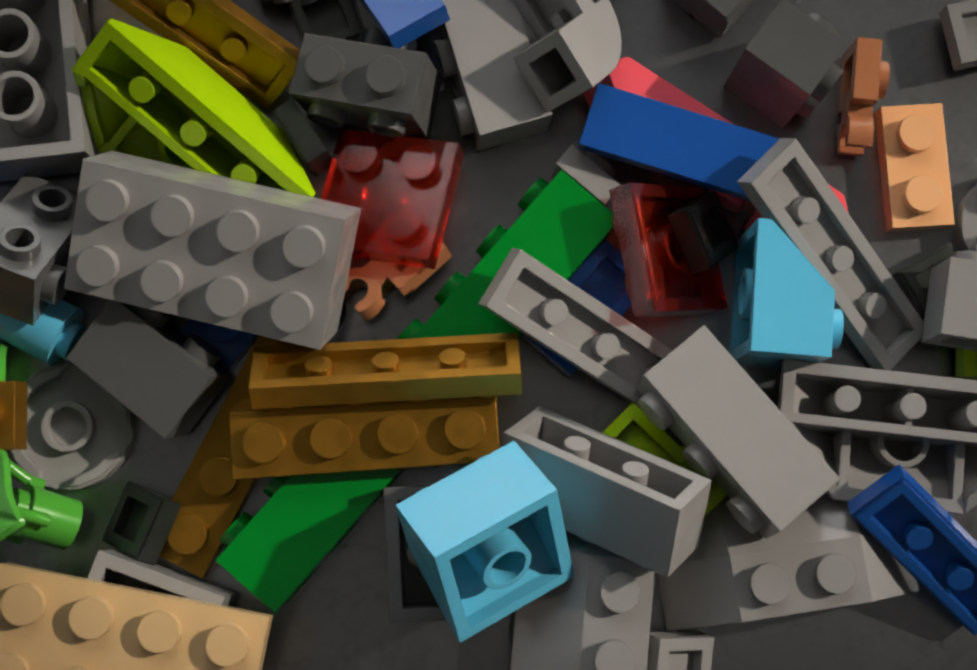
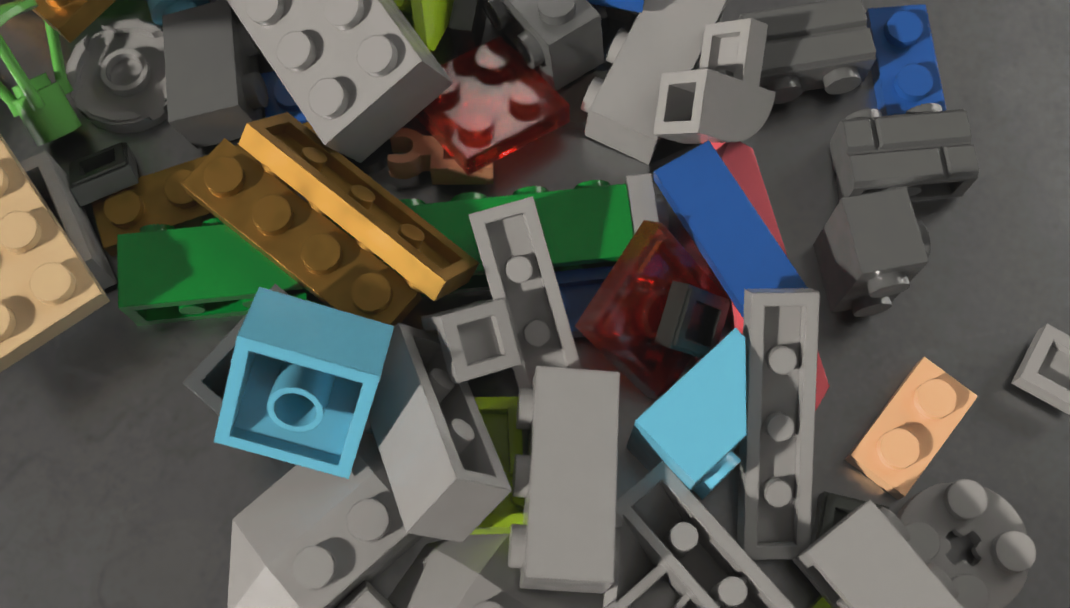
camera: 50 degrees right, 10 degrees down
(568, 391) = (475, 339): none -> light grey panel
(861, 85) = (925, 325): nougat plate -> none

